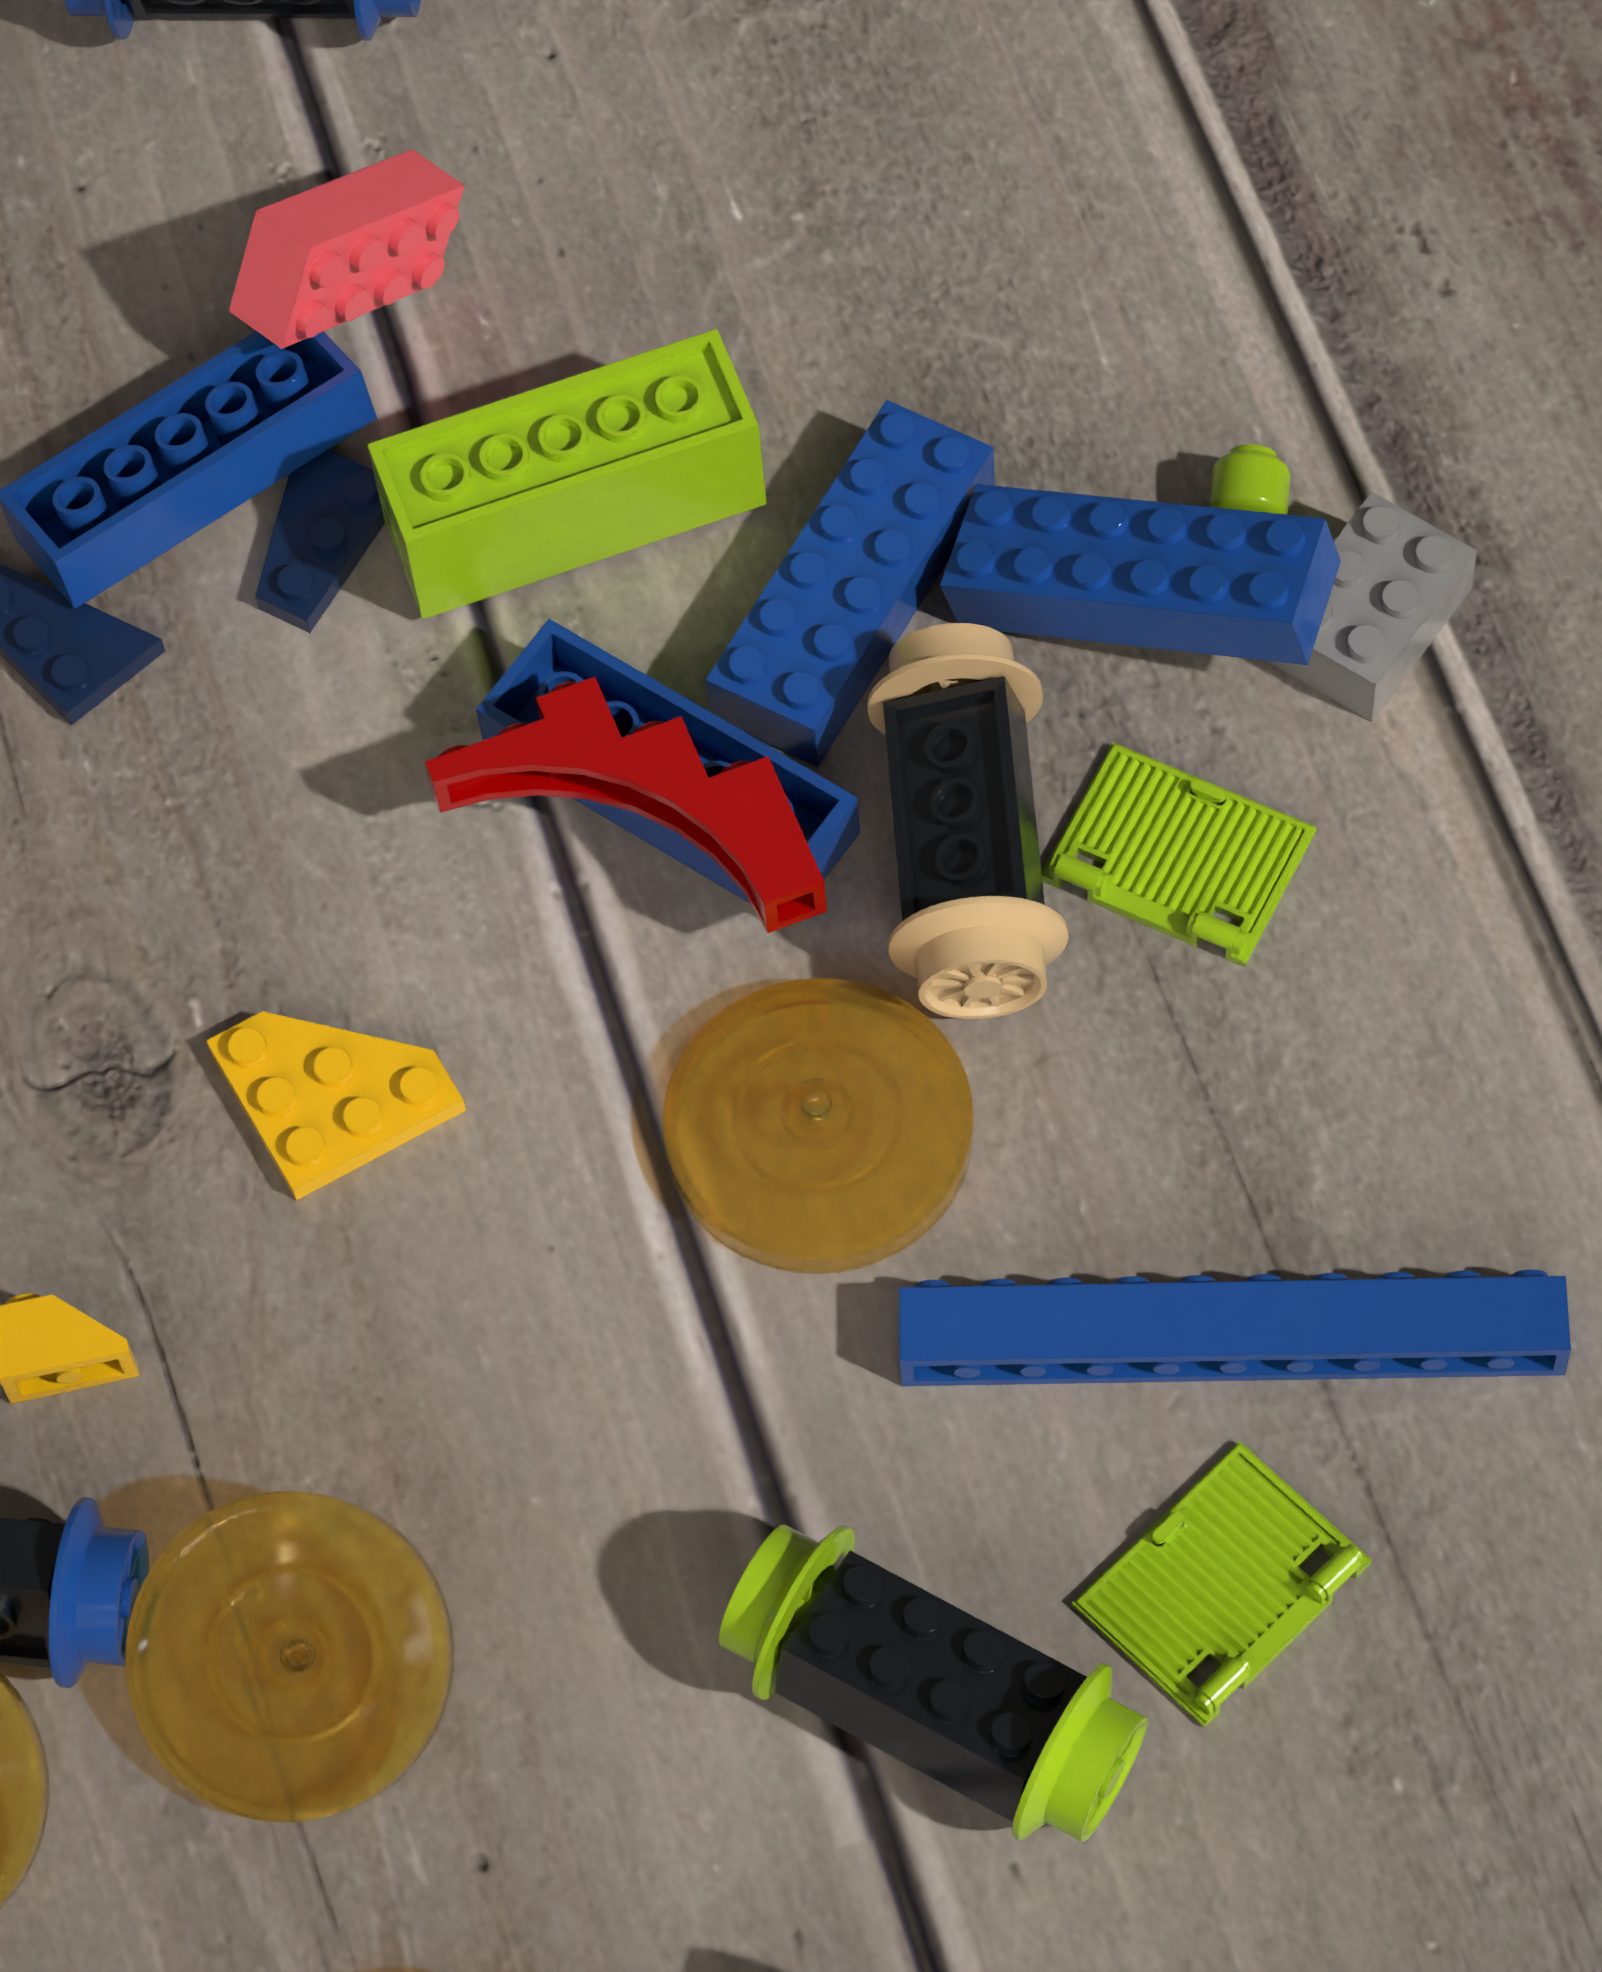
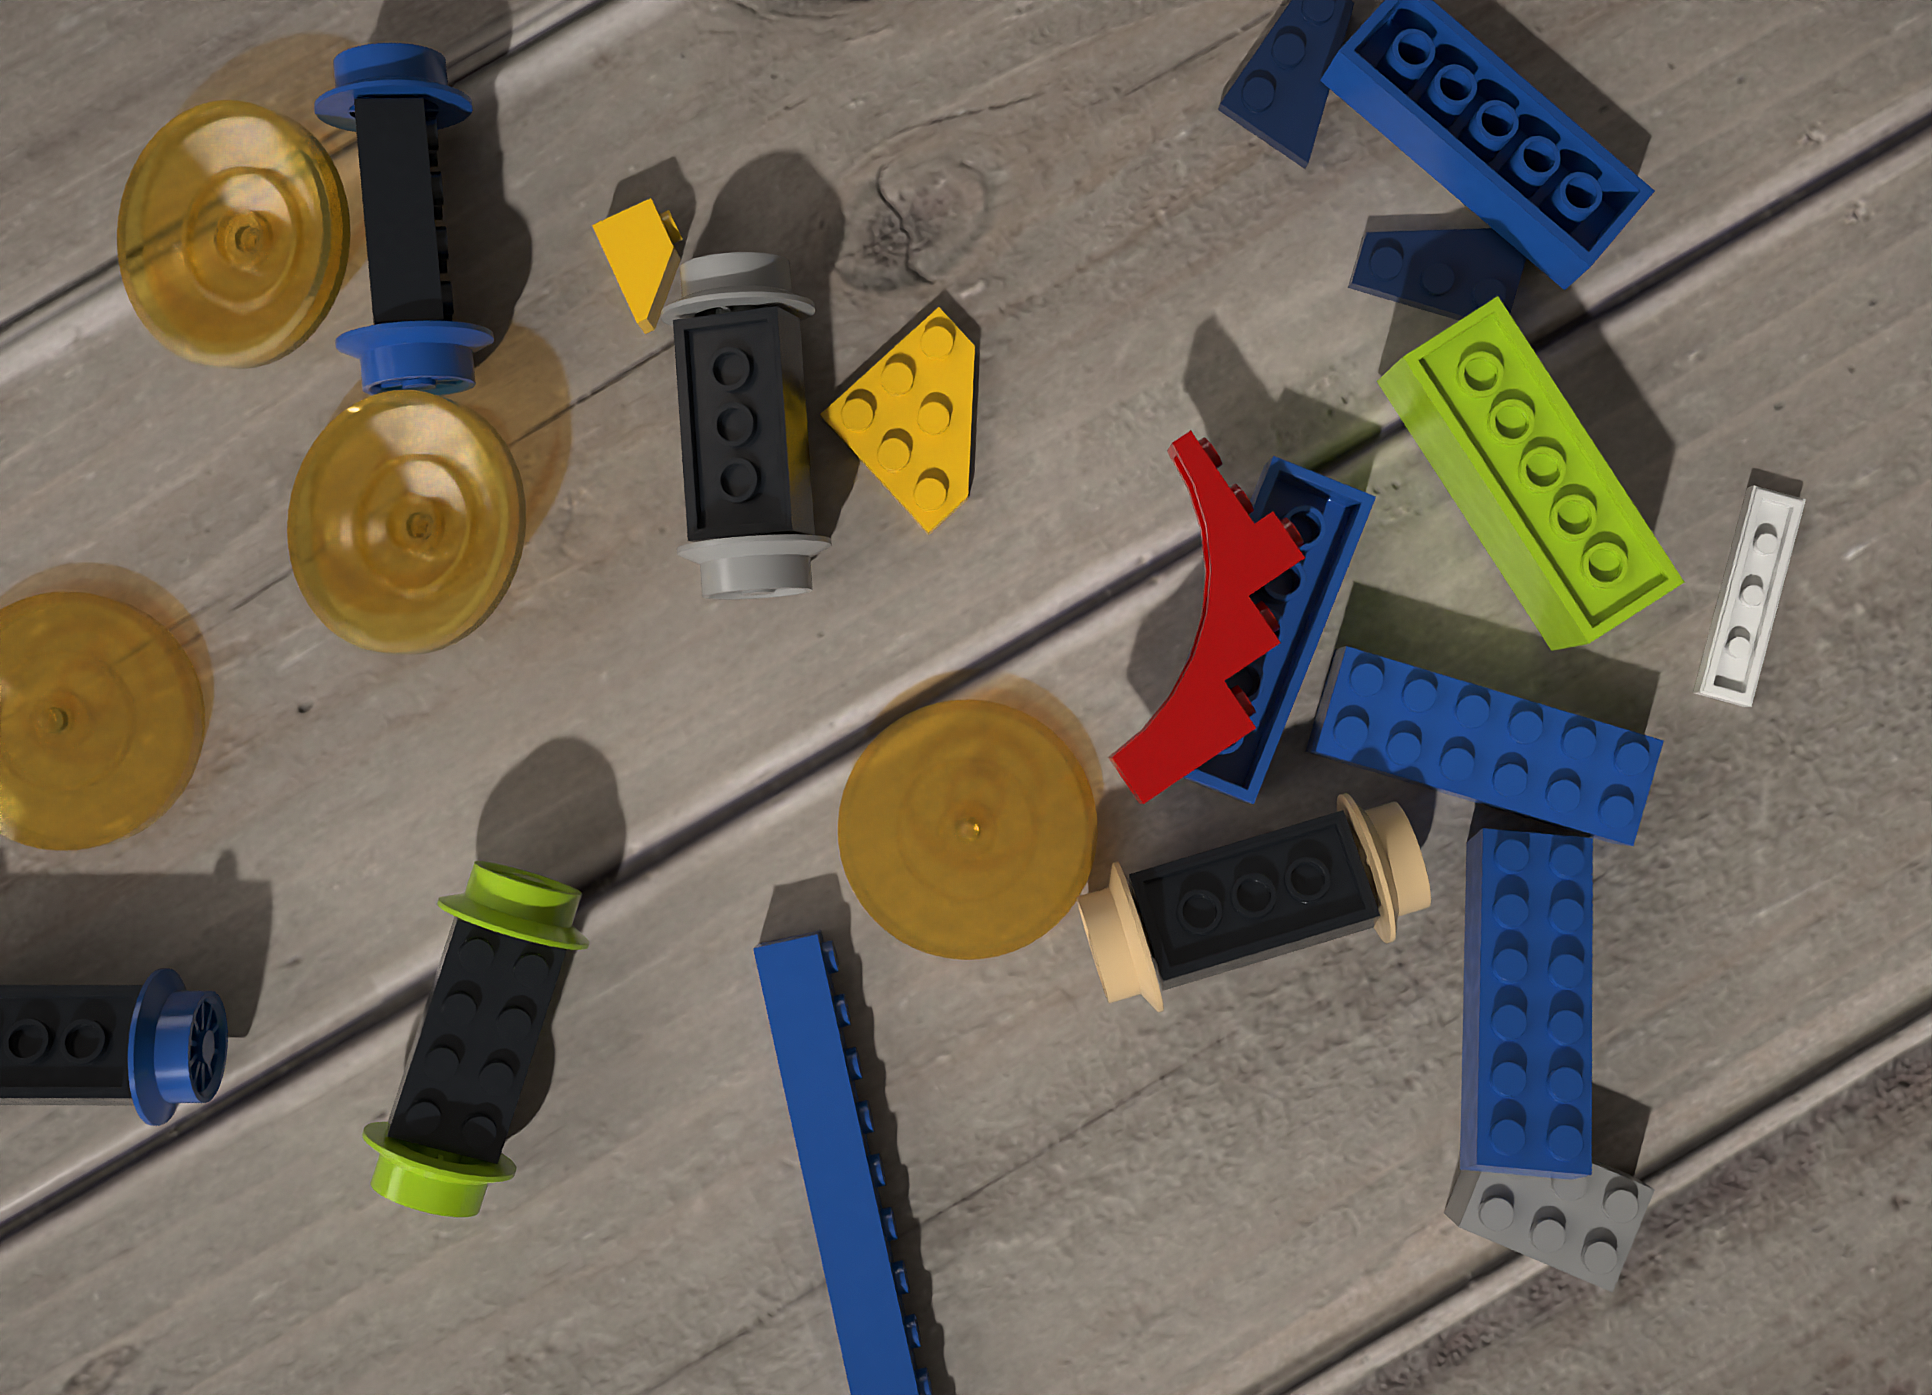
camera: 75 degrees right, 25 degrees up
(288, 1243) = (744, 426): none -> black brick
(346, 248) = (1715, 219): coral brick -> none
(757, 311) = (1749, 596): none -> white tile
(1179, 854) = (1283, 1074): lime window -> none
(1220, 1582) = (641, 1231): lime window -> none
(1250, 480) = (1643, 1074): lime head -> none

